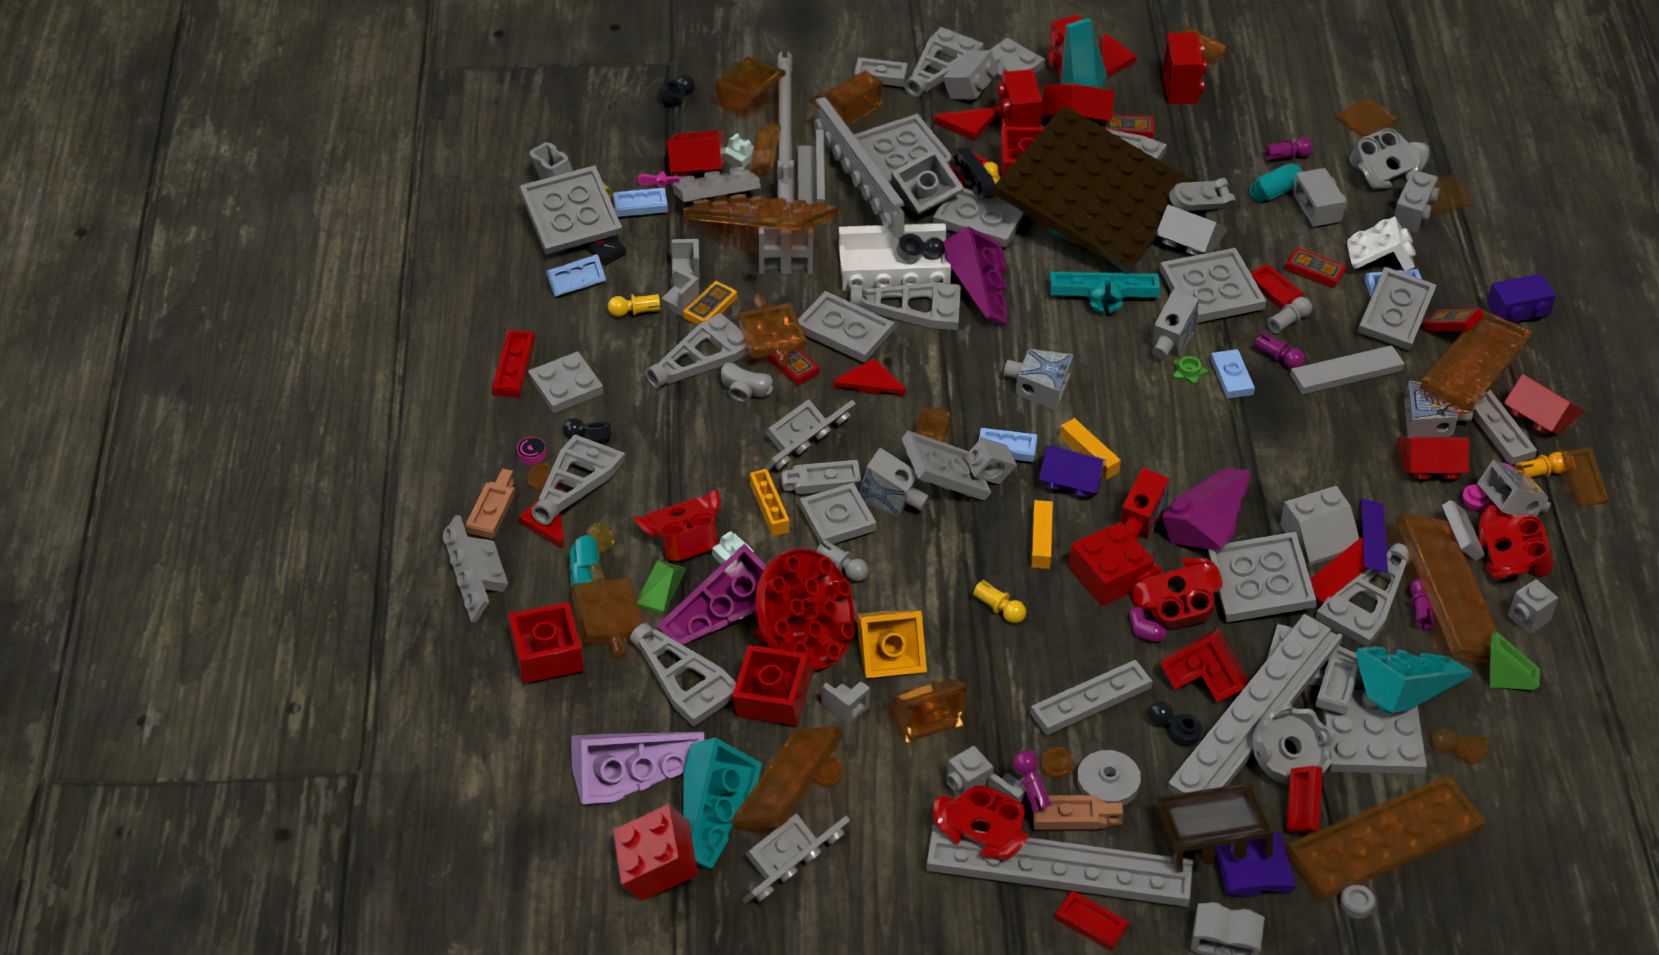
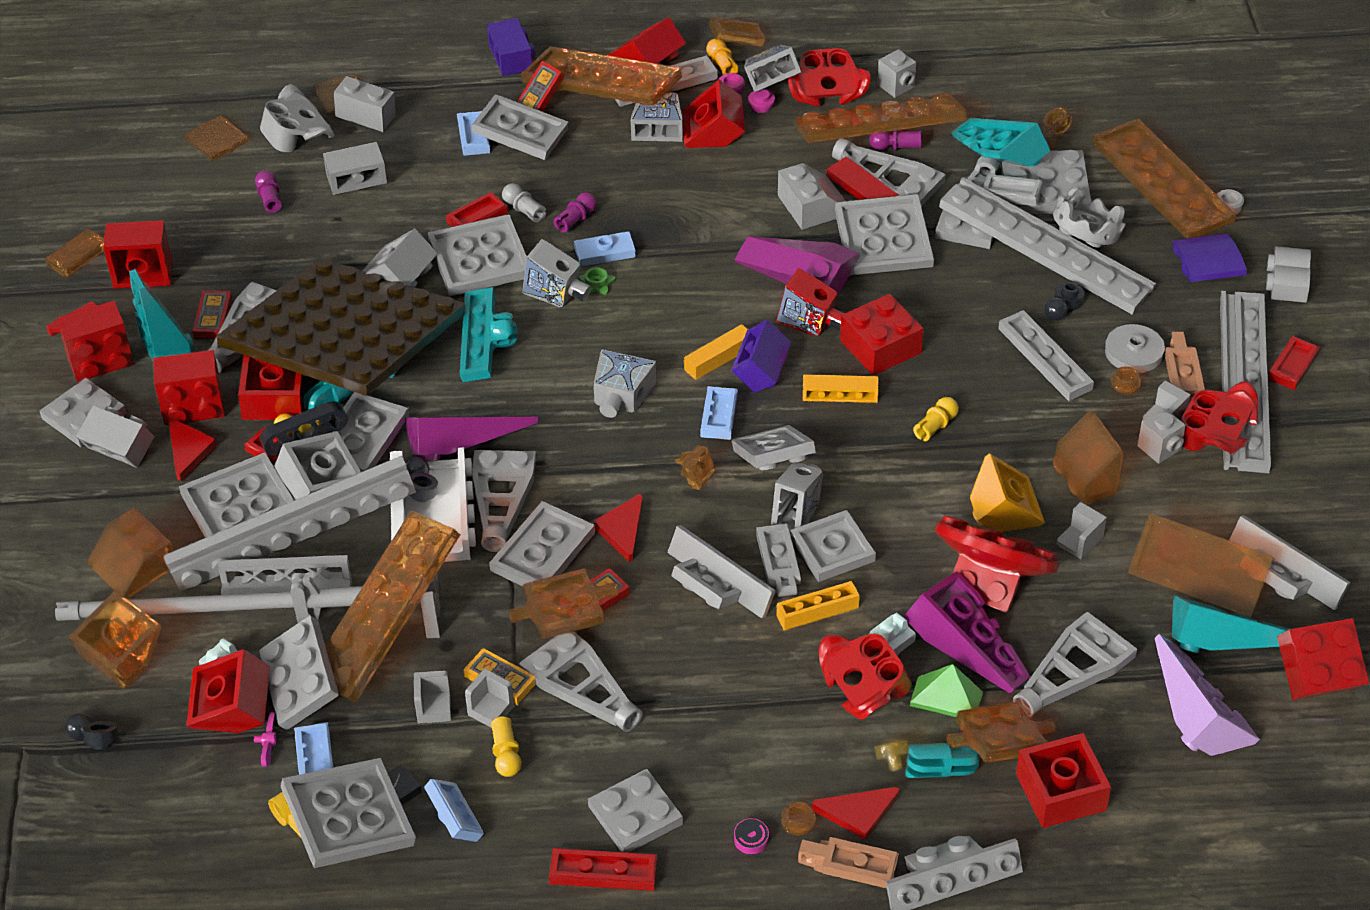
camera: 90 degrees left, 0 degrees up
(550, 161) = (255, 844): light grey brick -> none
(586, 454) = (769, 761): light grey plate -> none
(593, 431) = (724, 769): black plate -> none
(744, 383) = (639, 633): light grey piece -> none
(764, 148) = (232, 625): clear orange tile -> none
(772, 685) = (1087, 580): red brick -> none
(855, 569) = (898, 539): light grey pin -> none
(888, 72) = (87, 525): light grey plate -> none
(944, 42) = (48, 453): light grey plate -> none
(990, 461) = (754, 418): light grey brick -> none
(1026, 764) = (1177, 378): magenta pin -> none
(1088, 101) = (199, 334): red panel -> none
(1144, 628) = (951, 321): magenta arm -> none
(1201, 579) = (930, 284): red piece -> none
(1202, 195) = (346, 251): light grey plate -> none
(1209, 658) = (996, 272): red panel -> none
(1211, 820) = (1192, 270): dark brown window -> none
(1274, 183) = (324, 201): teal arm -> none
(1304, 799) = (1145, 215): red tile -> none
(1315, 267) = (449, 184): tile -> none
(1347, 369) = (597, 171): light grey tile -> none
(1374, 535) = (824, 161): dark purple sticker -> none
(1380, 241) = (430, 131): white bracket -> none
(1463, 530) = (799, 108): light grey tile -> none
(1510, 667) = (966, 93): bright green slope -> none

